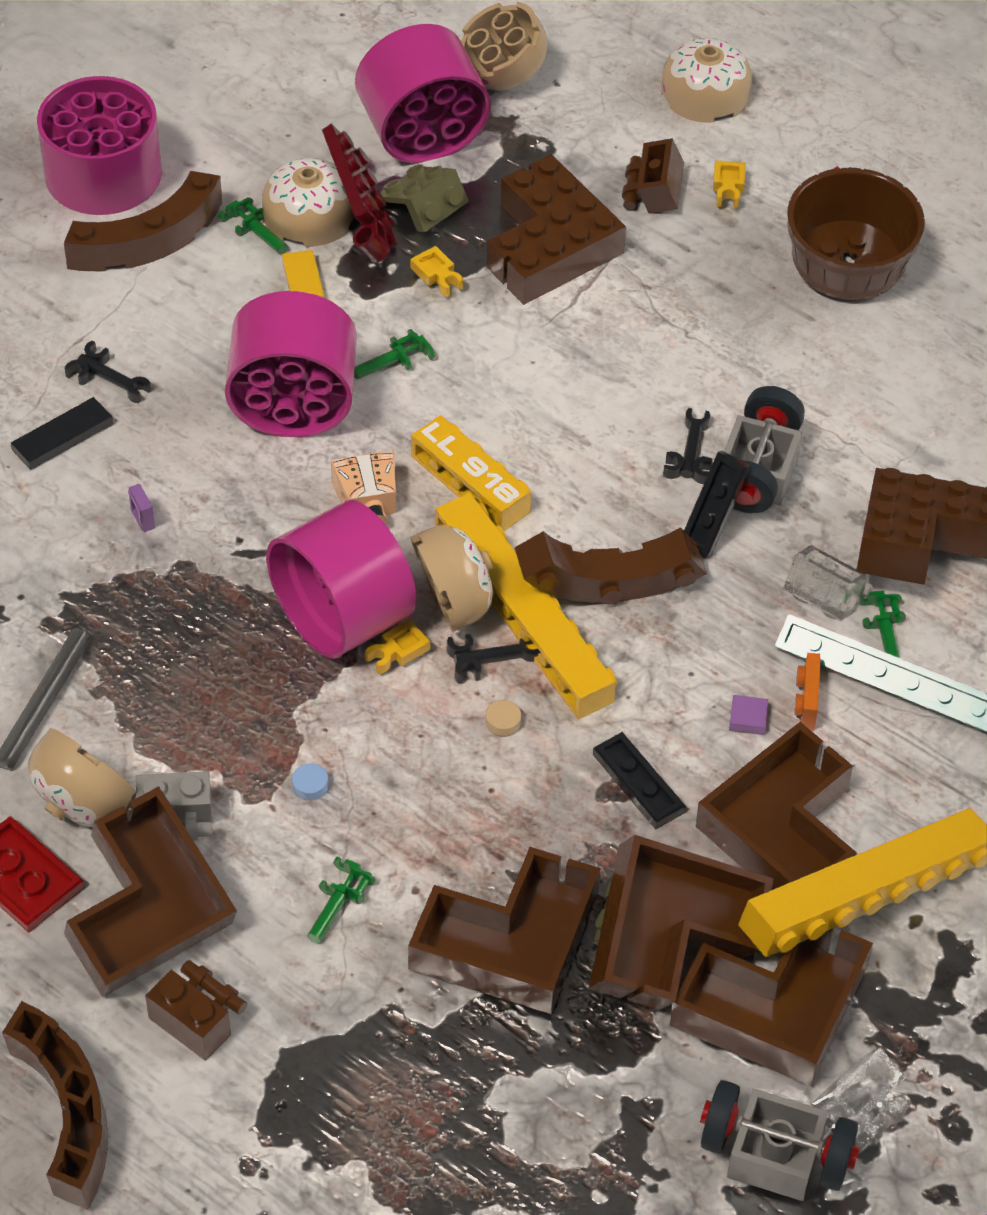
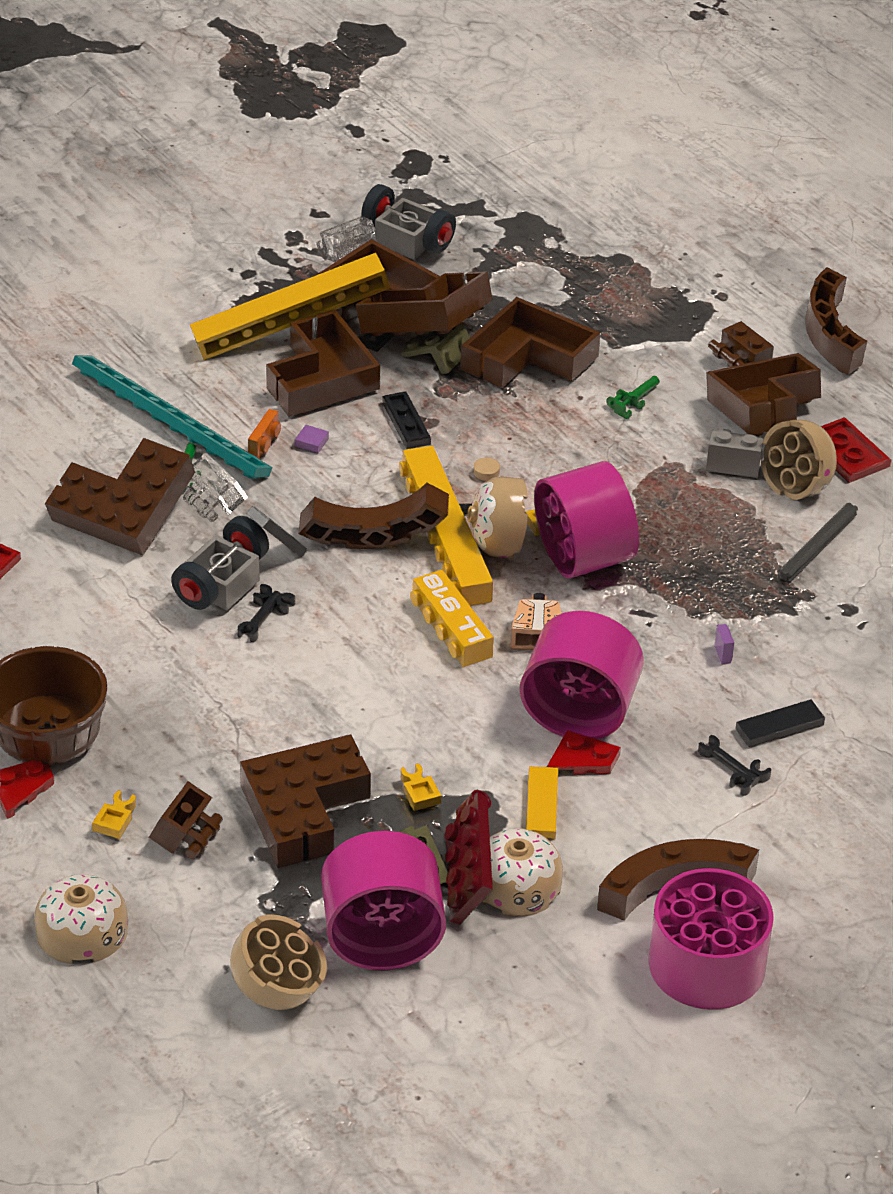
camera: 165 degrees left, 10 degrees down
(252, 223) = (575, 874): green piece -> none
(310, 781) = (635, 461): light blue tile -> none
(398, 354) = (481, 728): green piece -> none

